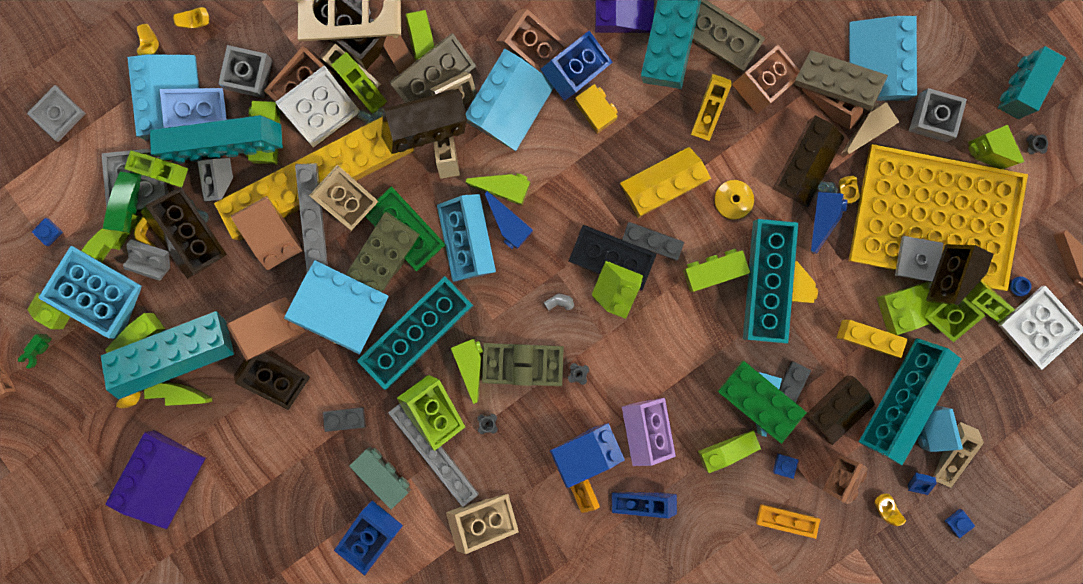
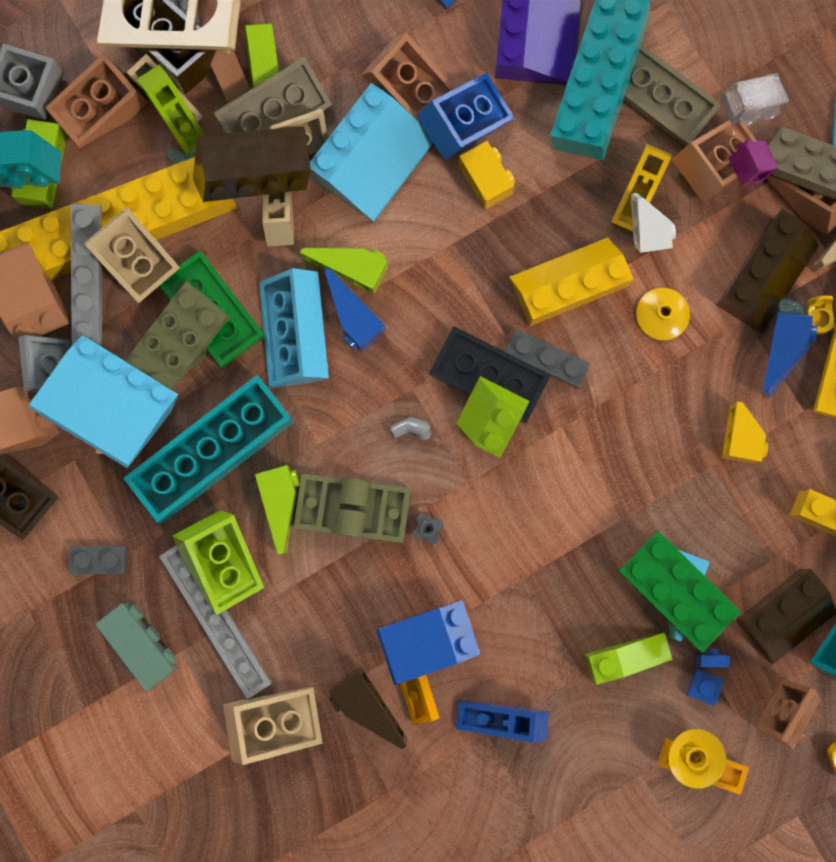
camera: 10 degrees right, 5 degrees down
(286, 280) = (39, 359): none -> light grey plate
(318, 106) = (113, 134): white plate -> none
(368, 537) = (110, 729): blue slope -> none
(482, 424) = (288, 590): dark grey plate -> none
(546, 504) = (363, 704): none -> dark brown slope
(648, 432) = (517, 620): lavender slope -> none
(716, 270) = (630, 405): lime brick -> none
(720, 137) = (650, 227): none -> white slope
(770, 281) = (704, 427): teal brick -> none
(789, 32) = (754, 99): none -> clear brick
(789, 446) = (711, 658): none -> blue plate
(790, 524) = (707, 768): none -> yellow dish
(791, 82) = (753, 162): none -> magenta brick
(794, 380) = (727, 567): dark grey plate -> none

